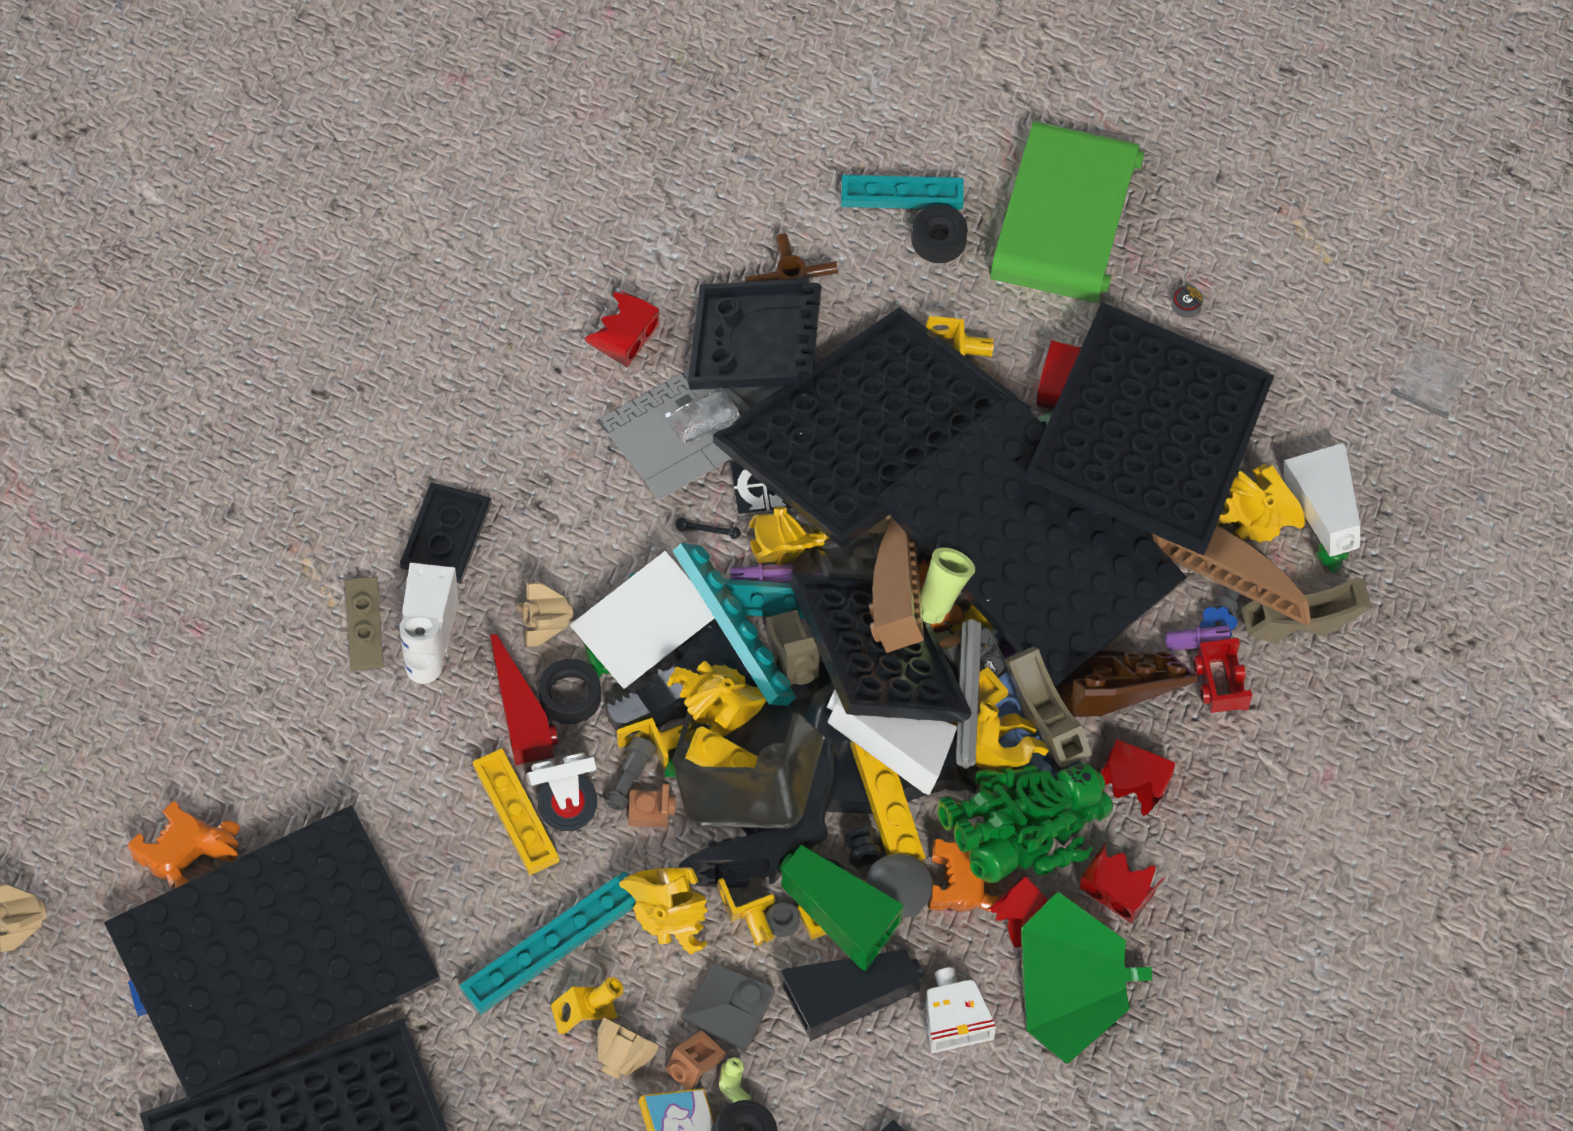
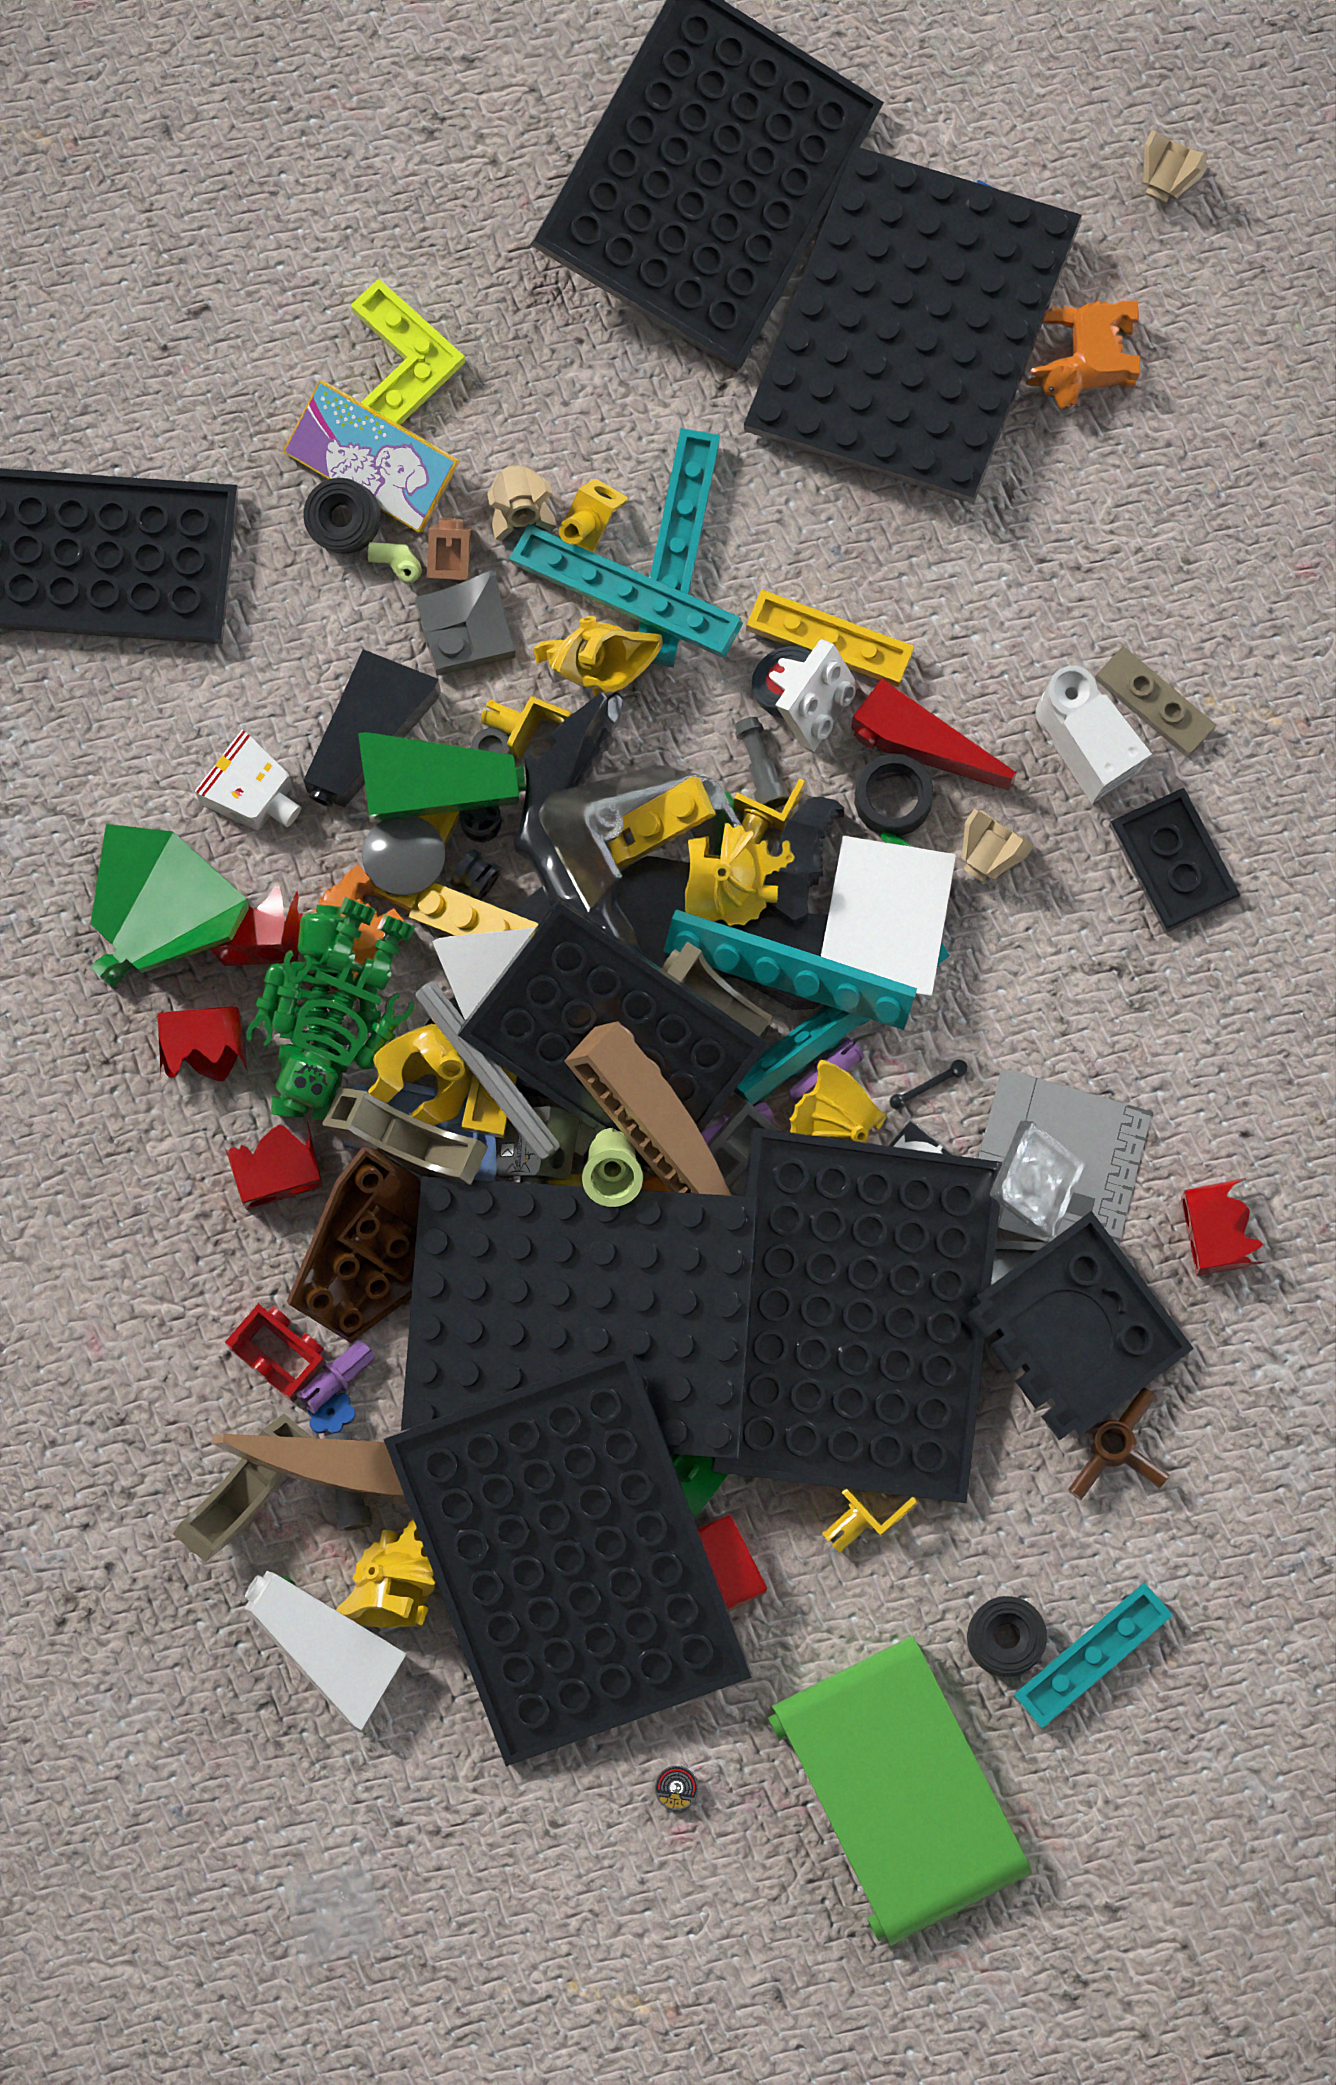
camera: 140 degrees right, 15 degrees up
(614, 930) = (626, 591): none -> teal plate
(651, 807) = (711, 750): nougat bracket -> none

